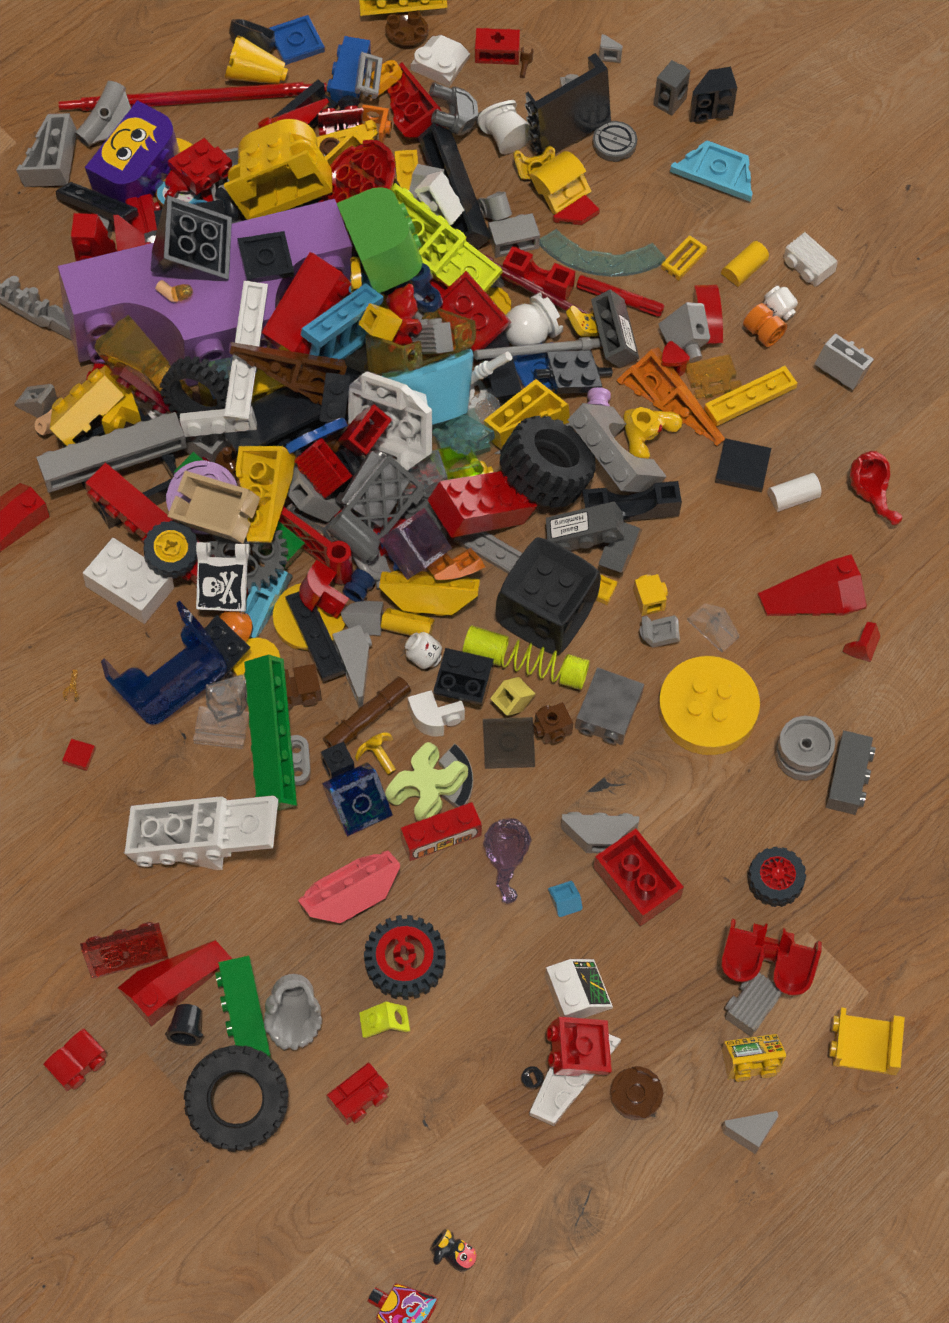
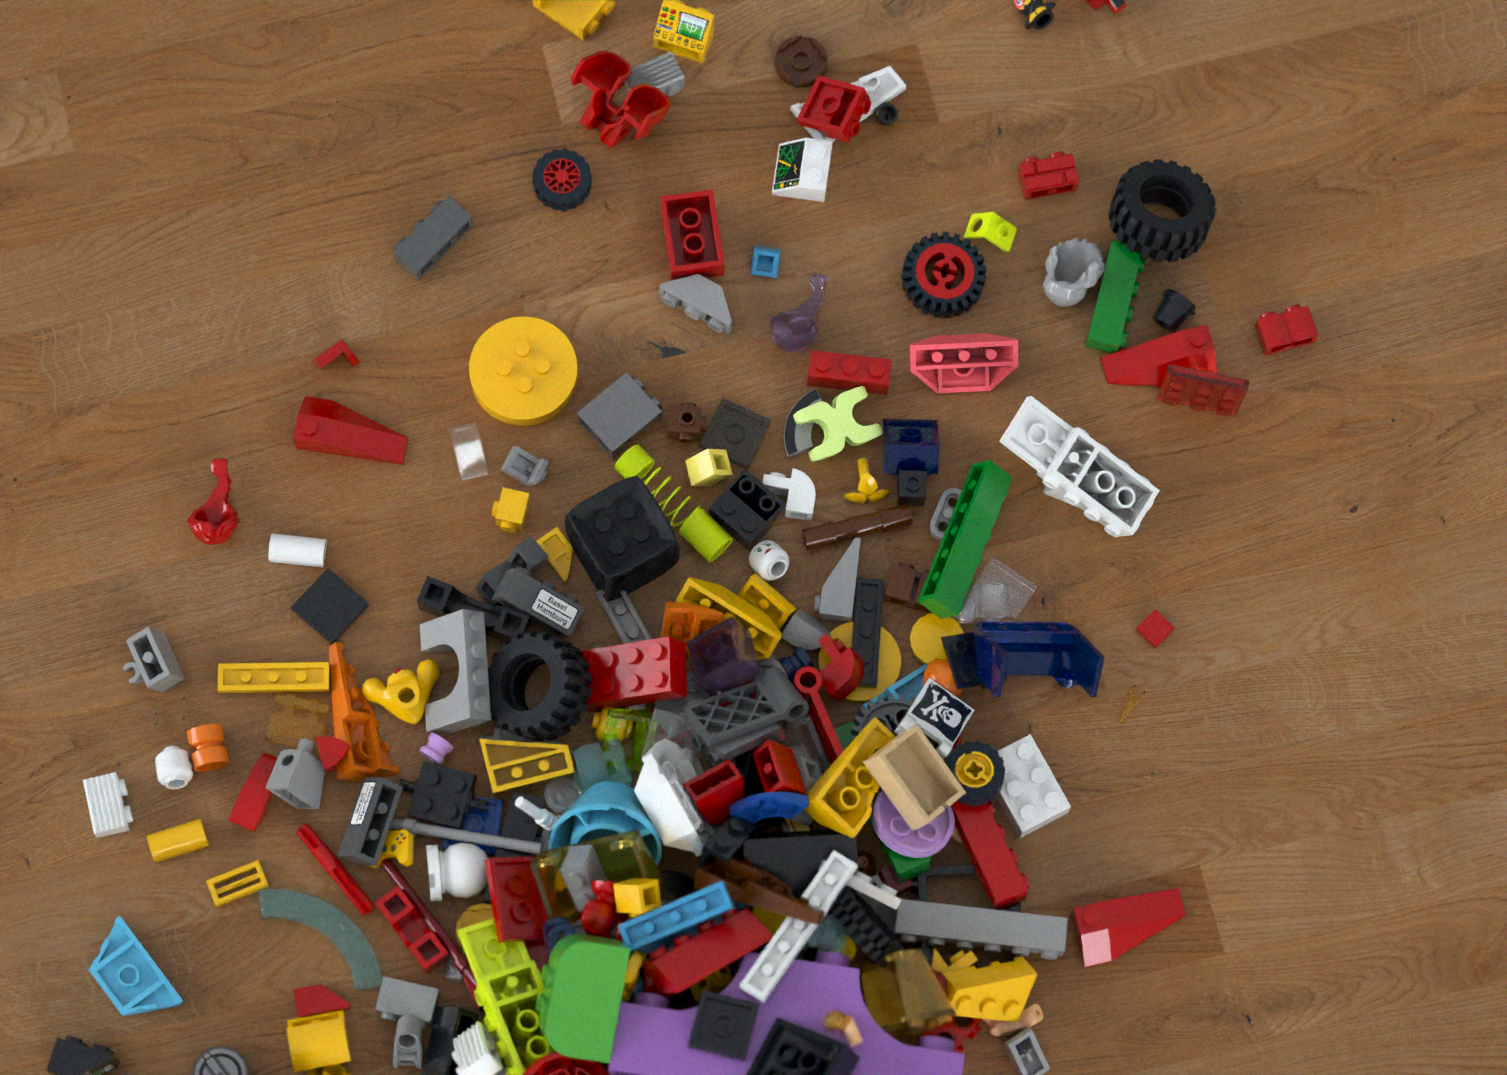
camera: 155 degrees left, 10 degrees up
(805, 748) = (448, 273): light grey wheel -> none

